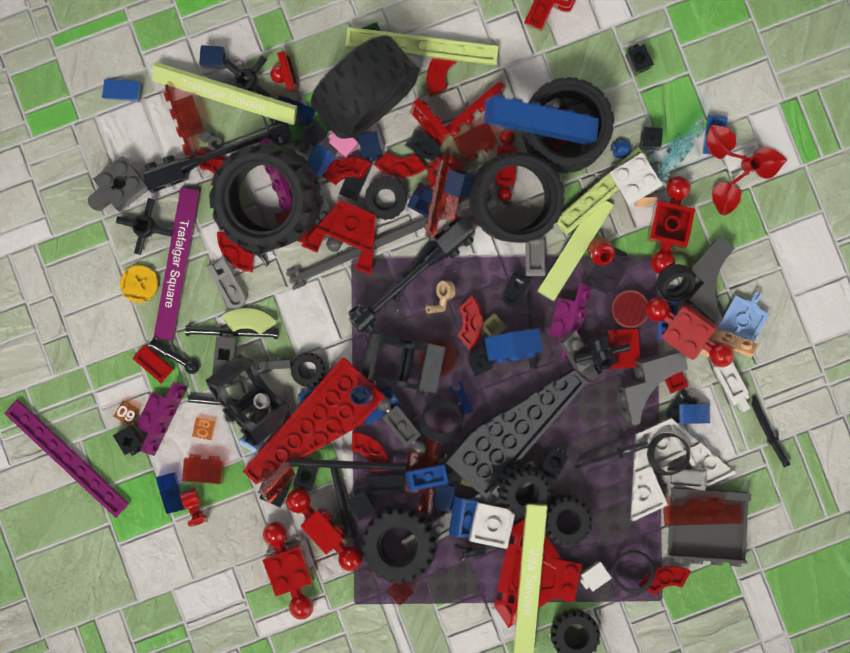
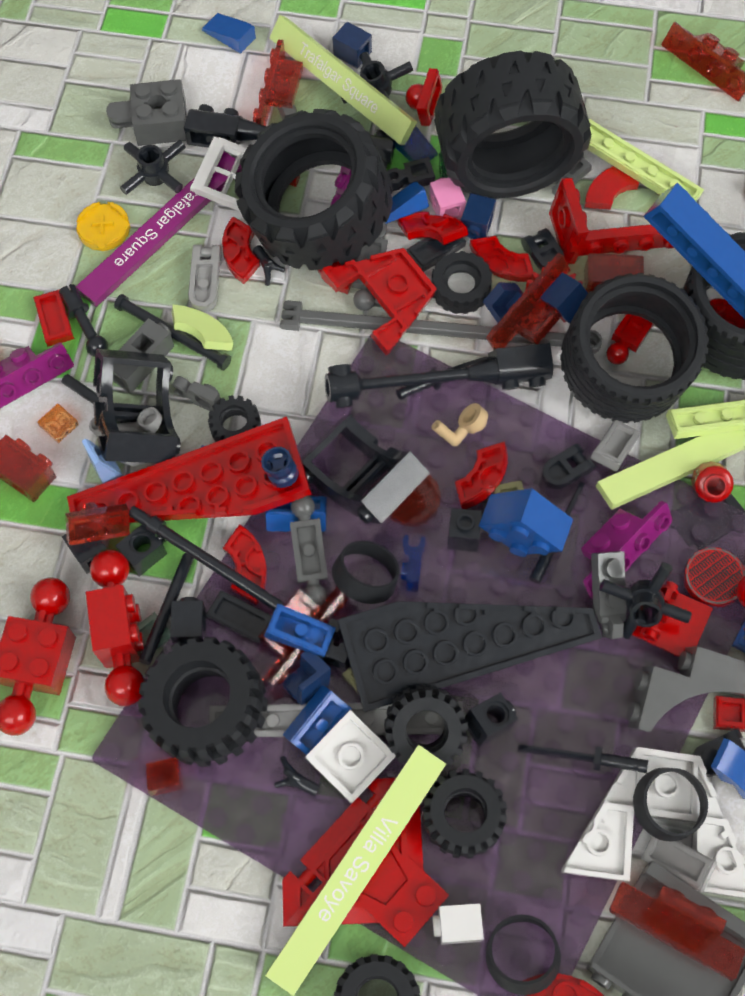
camera: 30 degrees right, 20 degrees down
(181, 206) = (209, 166): none -> white piece

